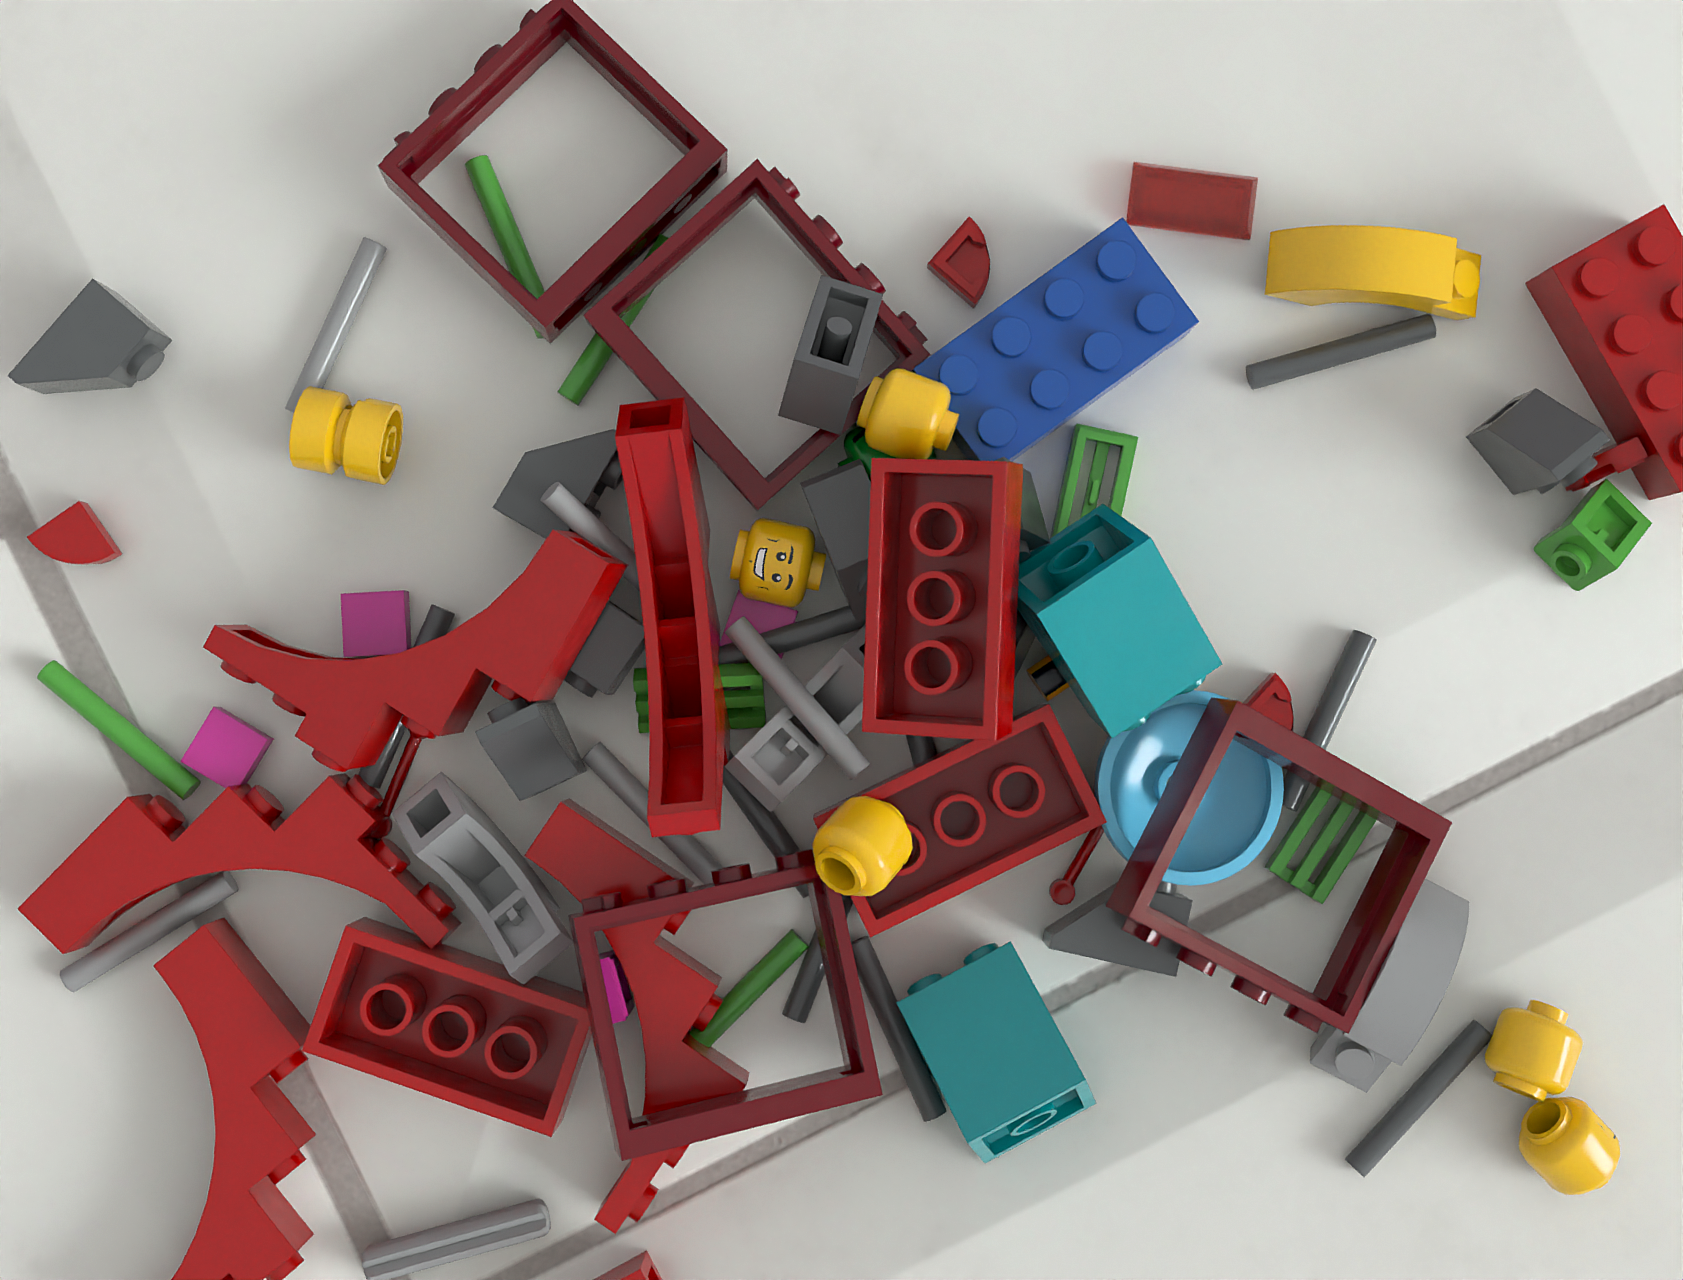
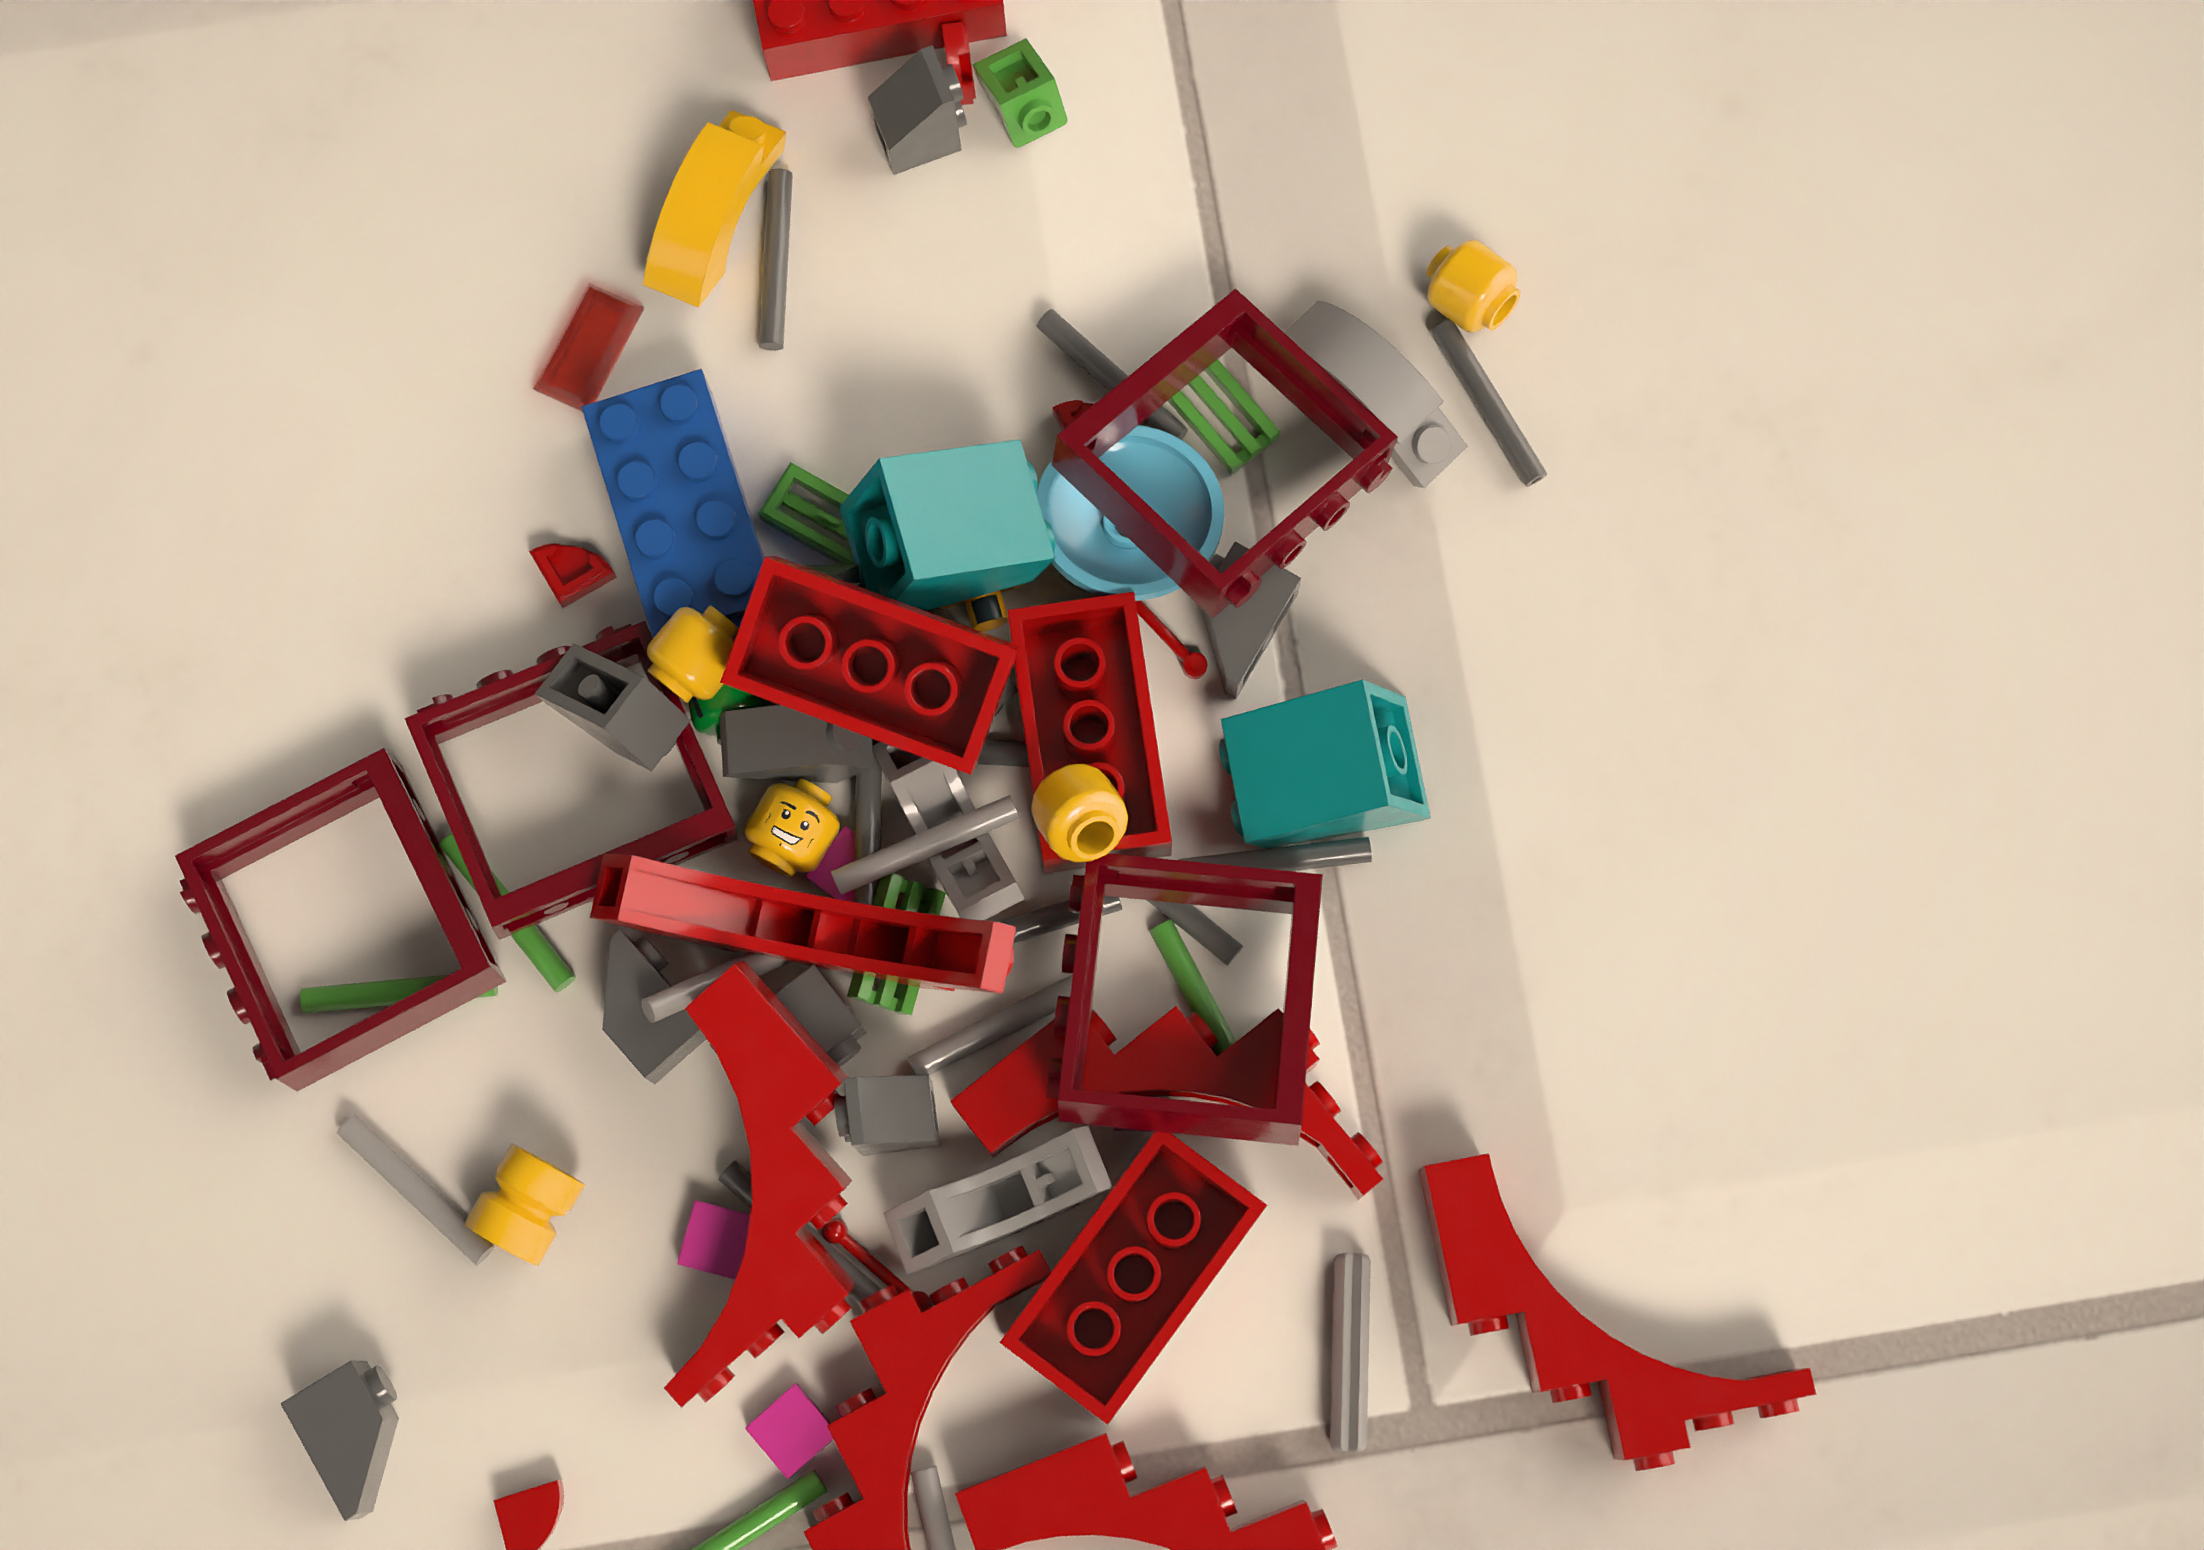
camera: 70 degrees left, 10 degrees down
(1568, 1145) = (1568, 282): yellow head -> none

